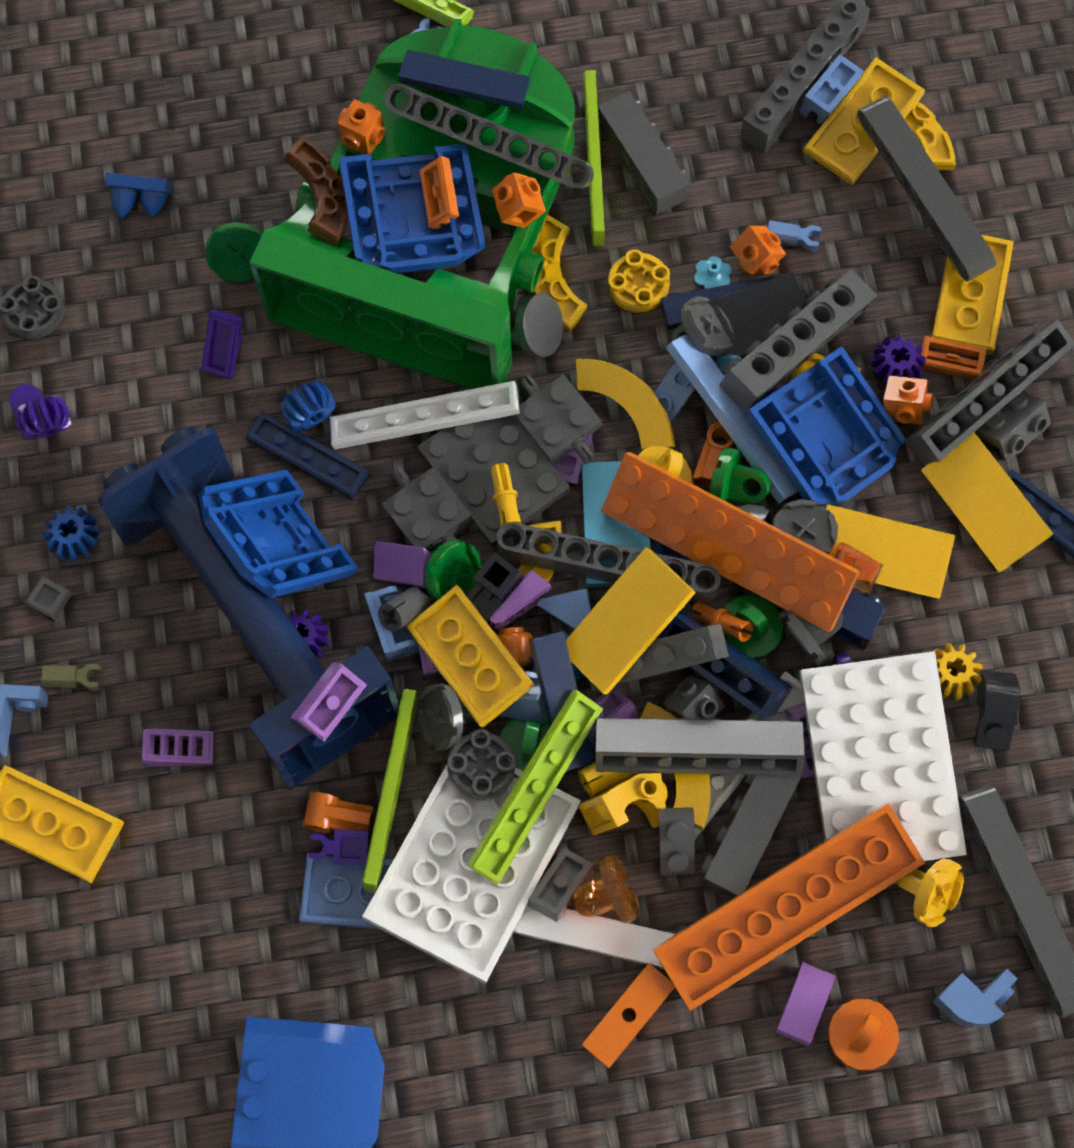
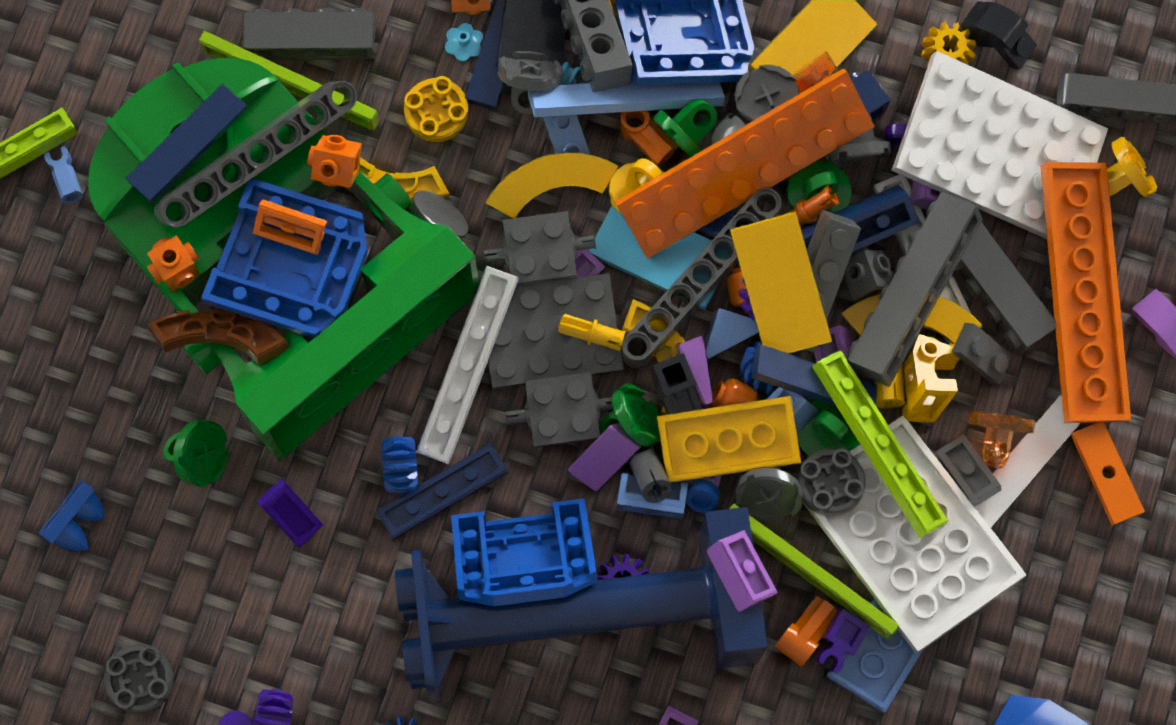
camera: 65 degrees left, 5 degrees up
(413, 665) = (702, 496): none -> blue tile

